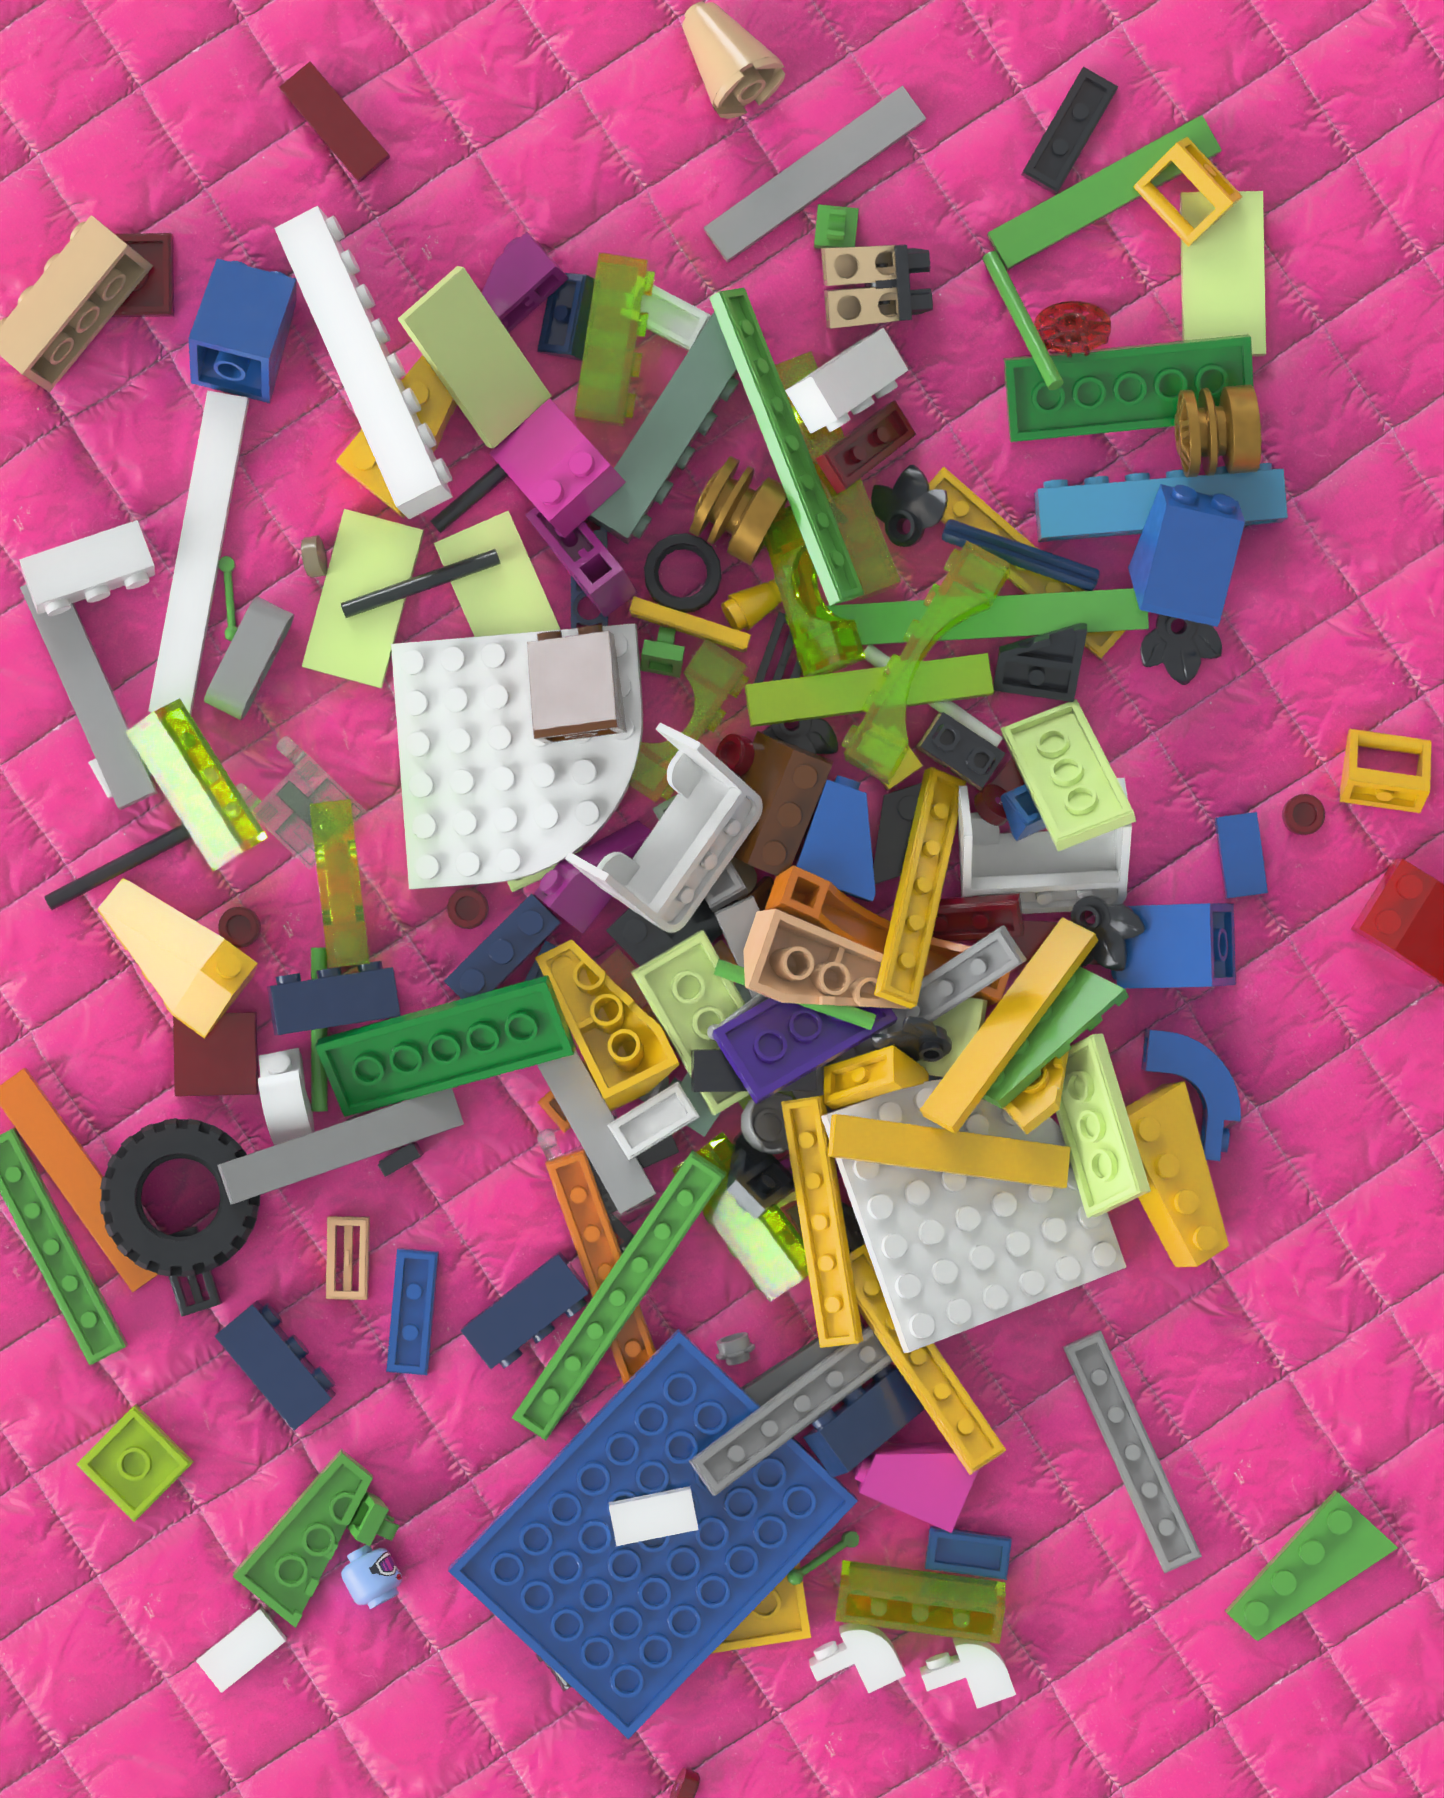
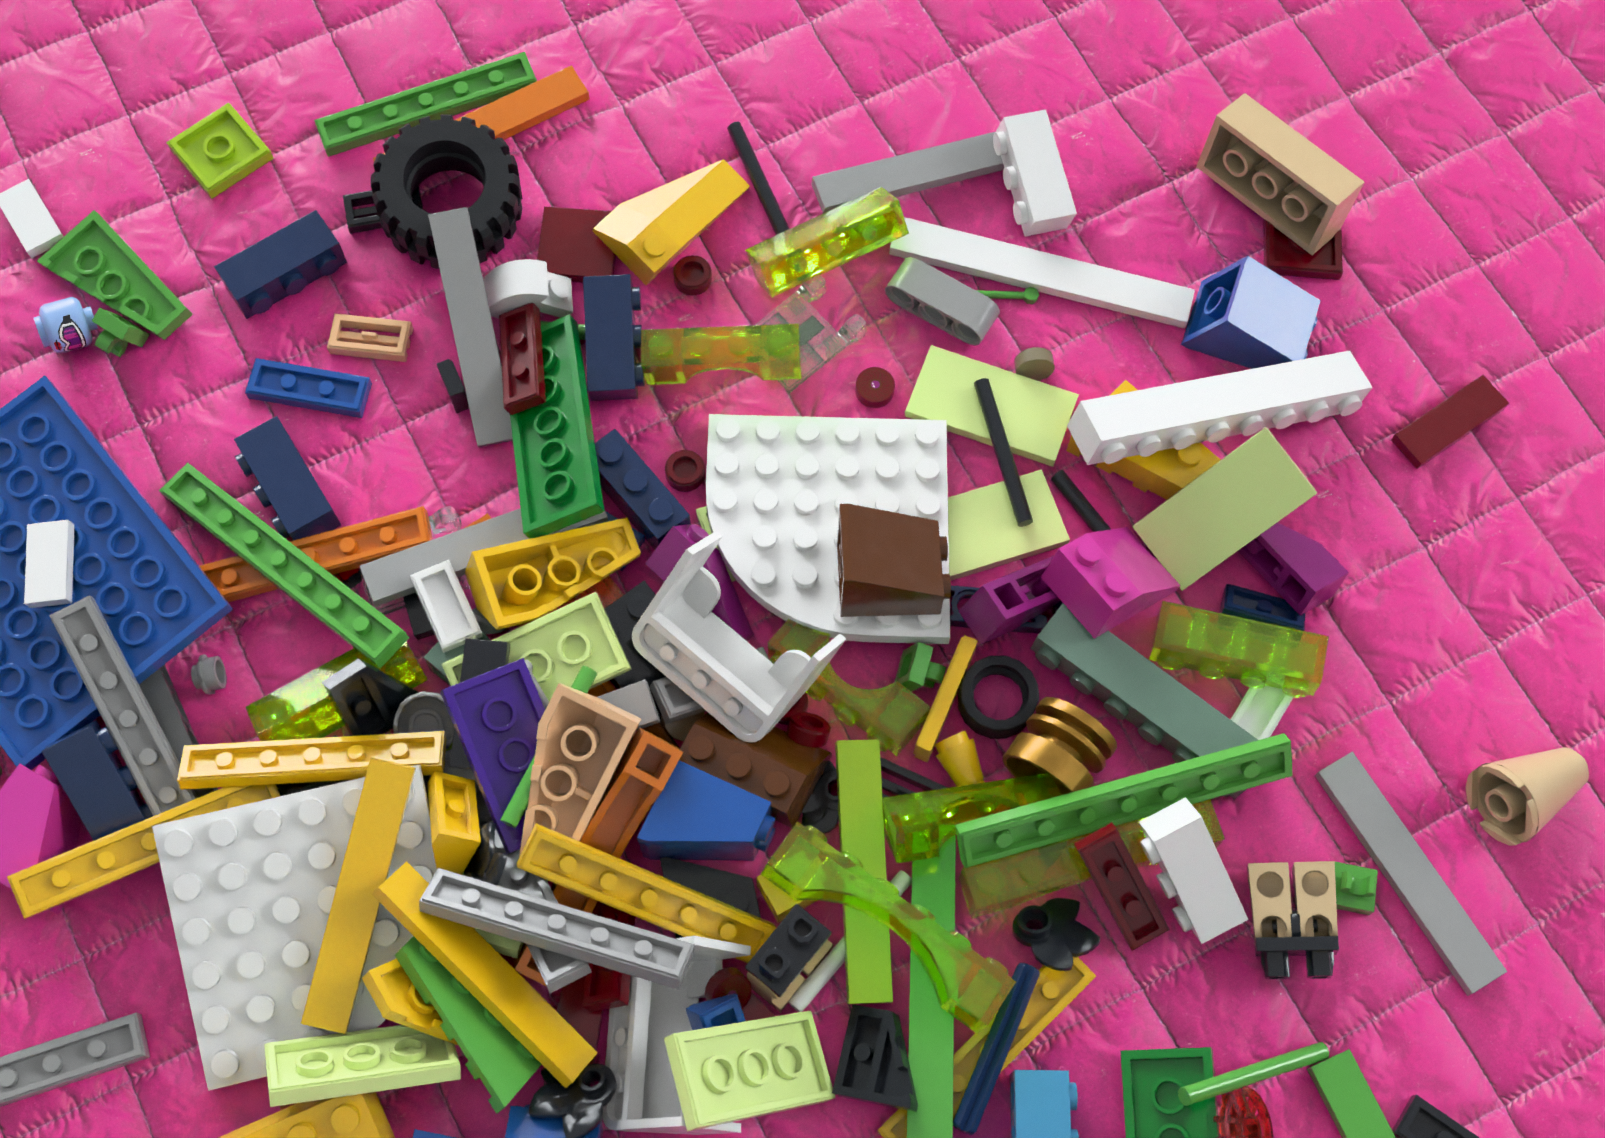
camera: 95 degrees right, 20 degrees down
(354, 721) = (875, 387): none -> dark red tile
(369, 1089) = (522, 359): none -> dark red tile
(969, 961) = (557, 928): none -> light grey tile

